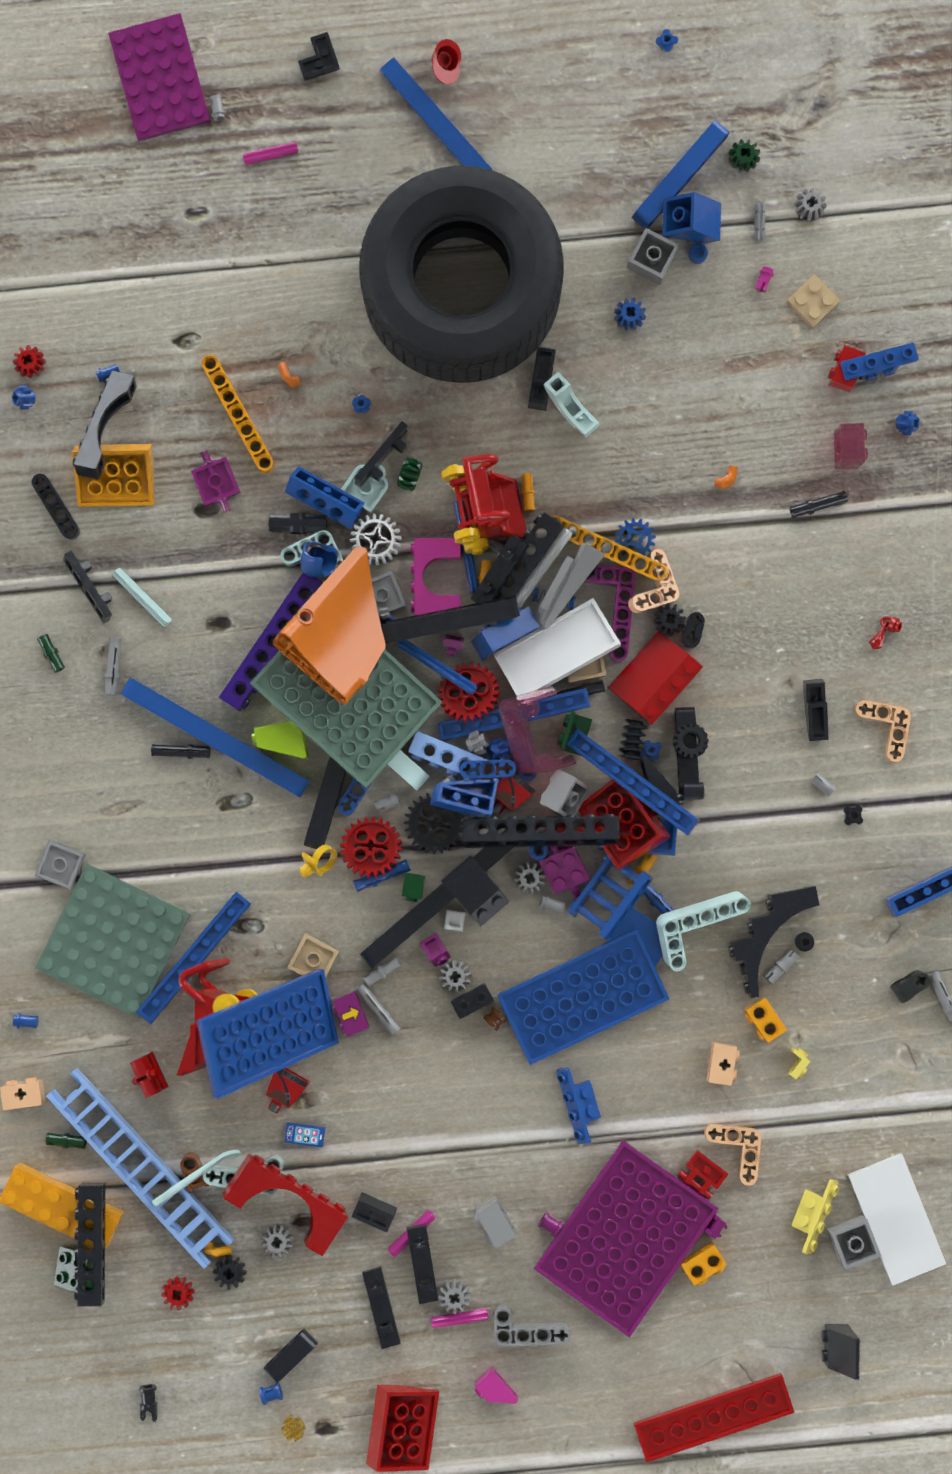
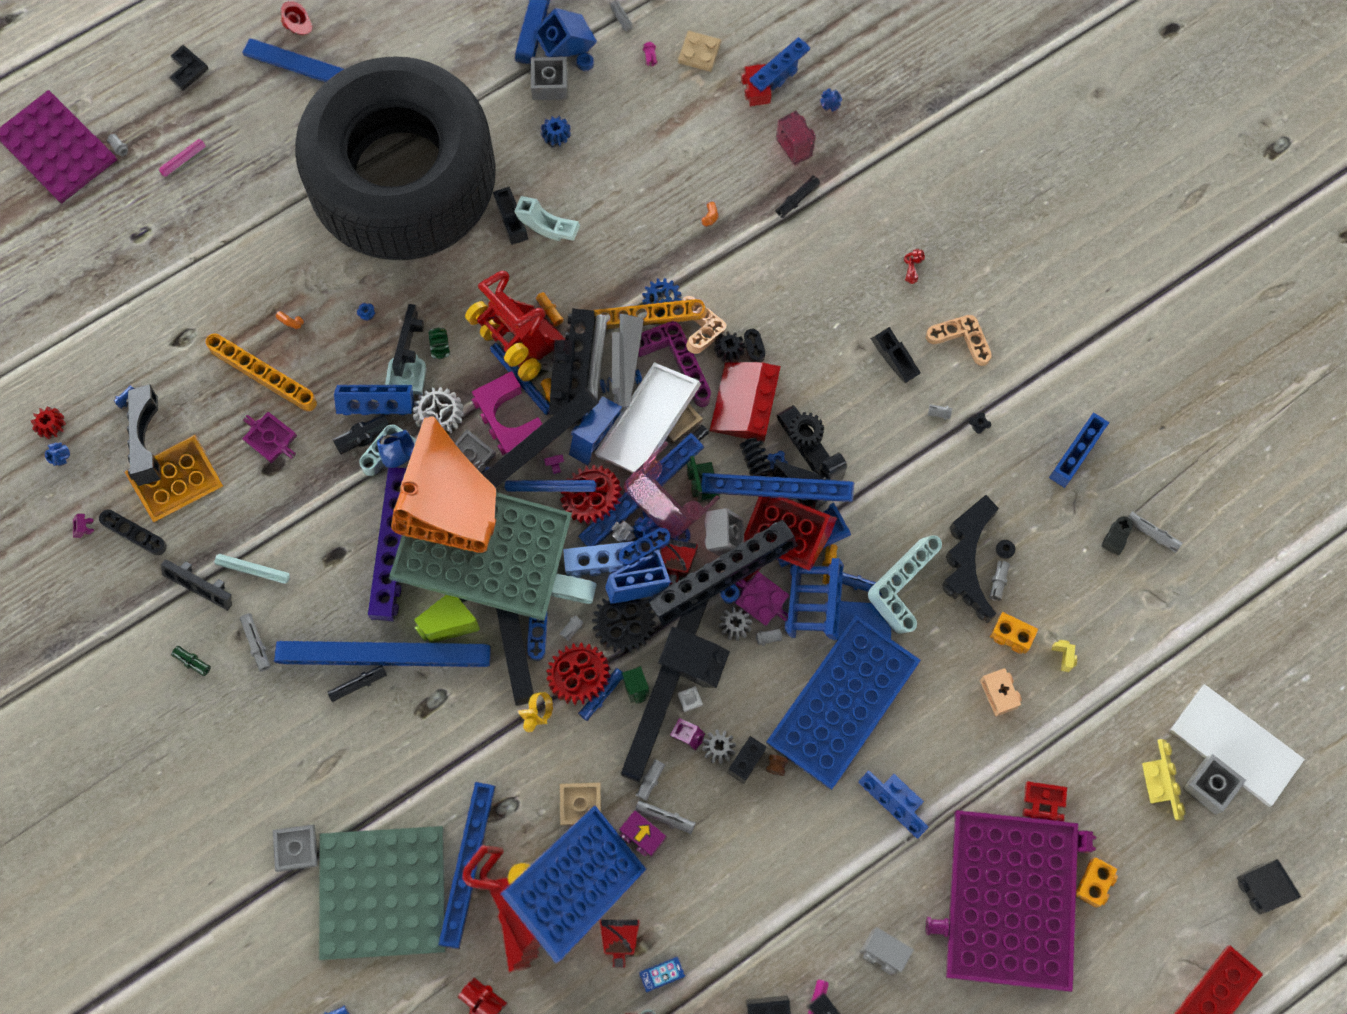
camera: 30 degrees left, 15 degrees down
(12, 476) = (79, 525): none -> magenta tile
(746, 1146) = (1066, 754): light nougat beam -> none

